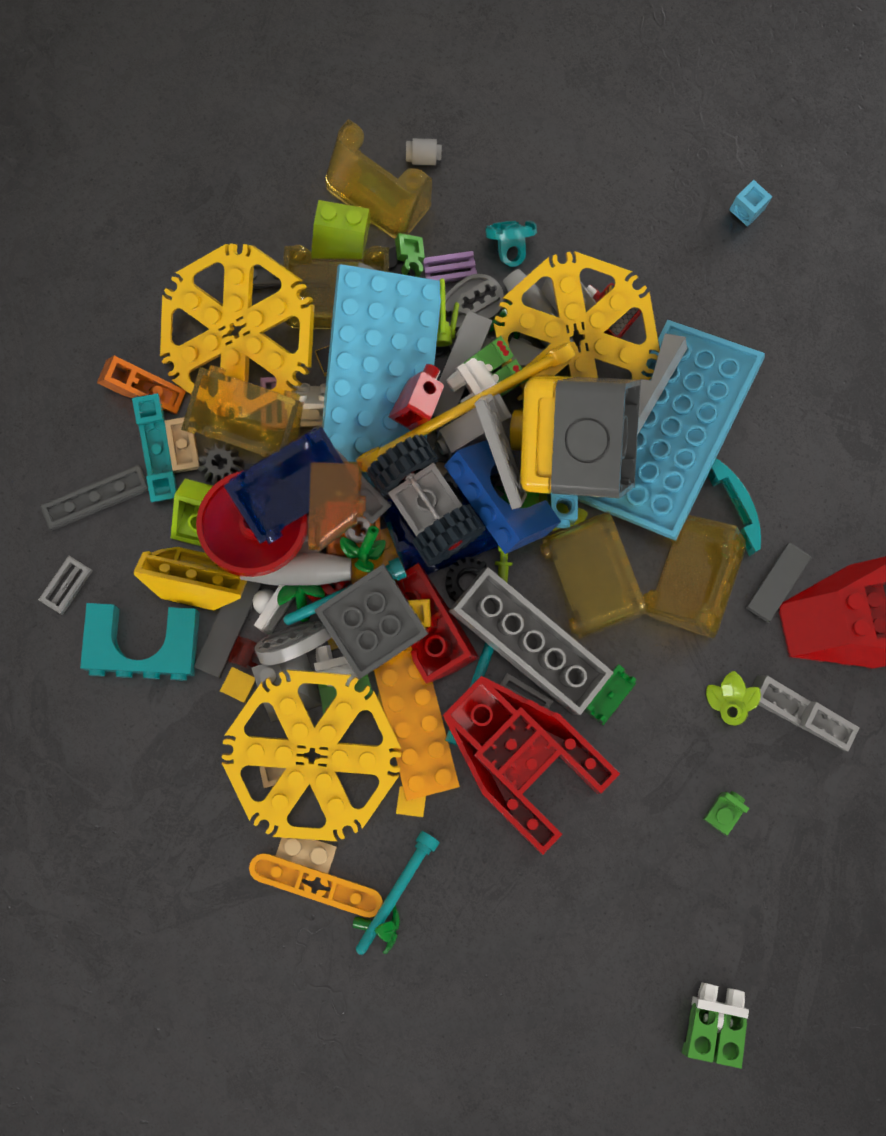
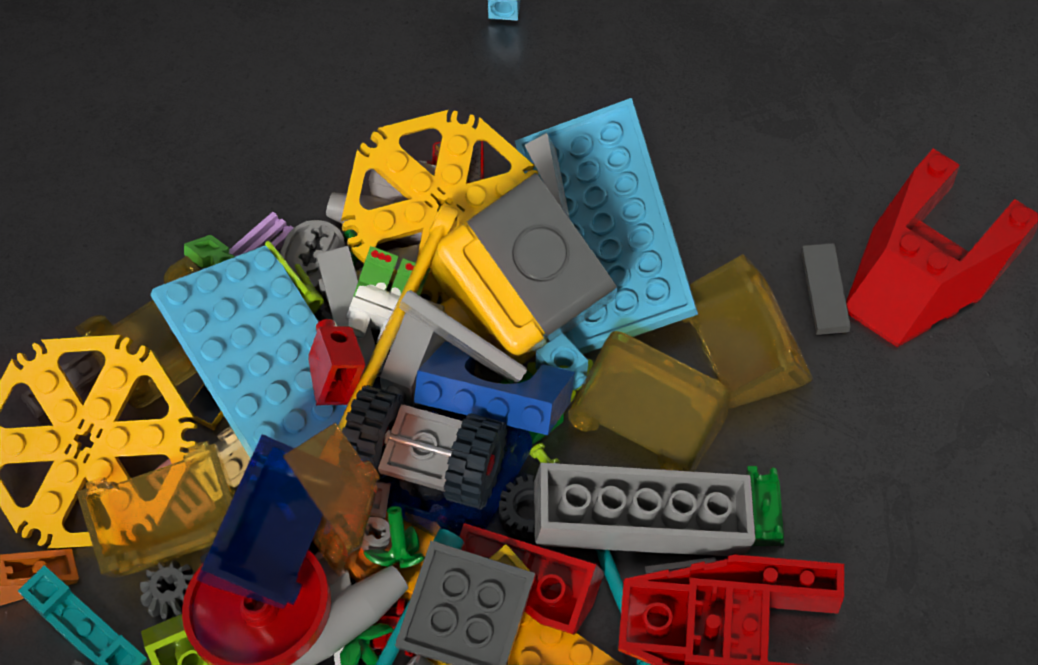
camera: 30 degrees left, 20 degrees down
(181, 447) = (111, 602): tan plate -> none
(339, 231) = (119, 281): lime slope -> none
(360, 182) = (125, 219): clear yellow windscreen -> none
(423, 151) = (149, 160): light grey brick -> none
(511, 234) = (300, 171): teal tile -> none
(726, 811) = (975, 528): bright green bracket -> none
(733, 694) = (877, 417): lime plate -> none
(742, 501) = (726, 243): teal slope -> none
(805, 713) = (966, 382): light grey slope -> none

